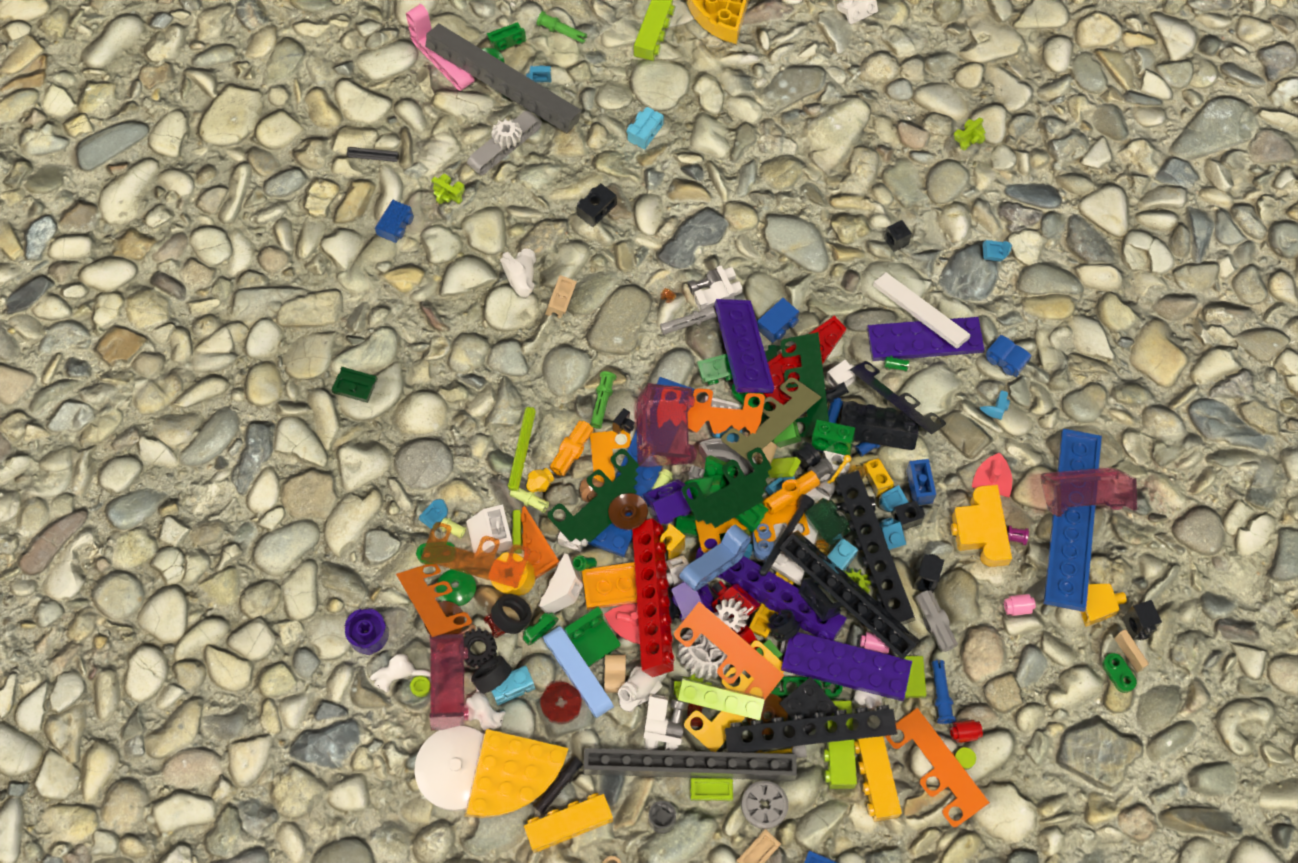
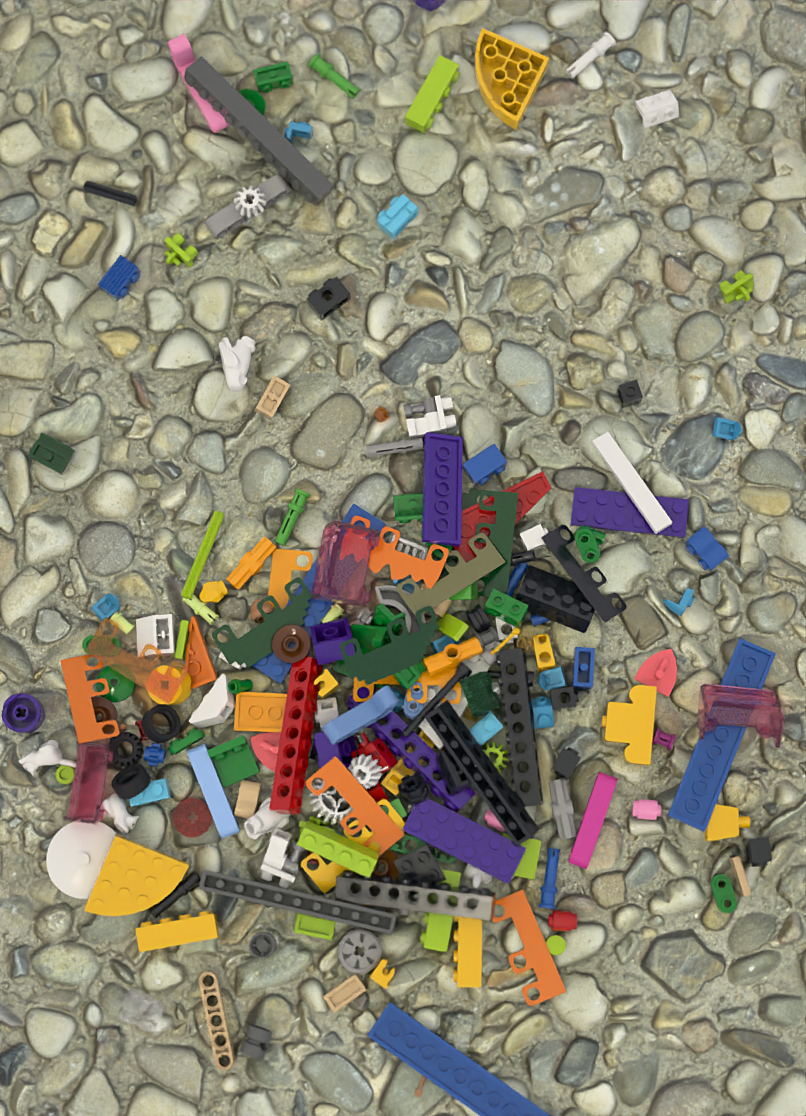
camera: 15 degrees right, 15 degrees up
(510, 647) = (154, 754): none -> blue gear
(623, 422) = (306, 545): black tile -> none
(795, 822) = (381, 976): none -> yellow hinge
(894, 372) = (587, 546): none -> green plate
(969, 626) = (592, 820): none -> dark pink beam

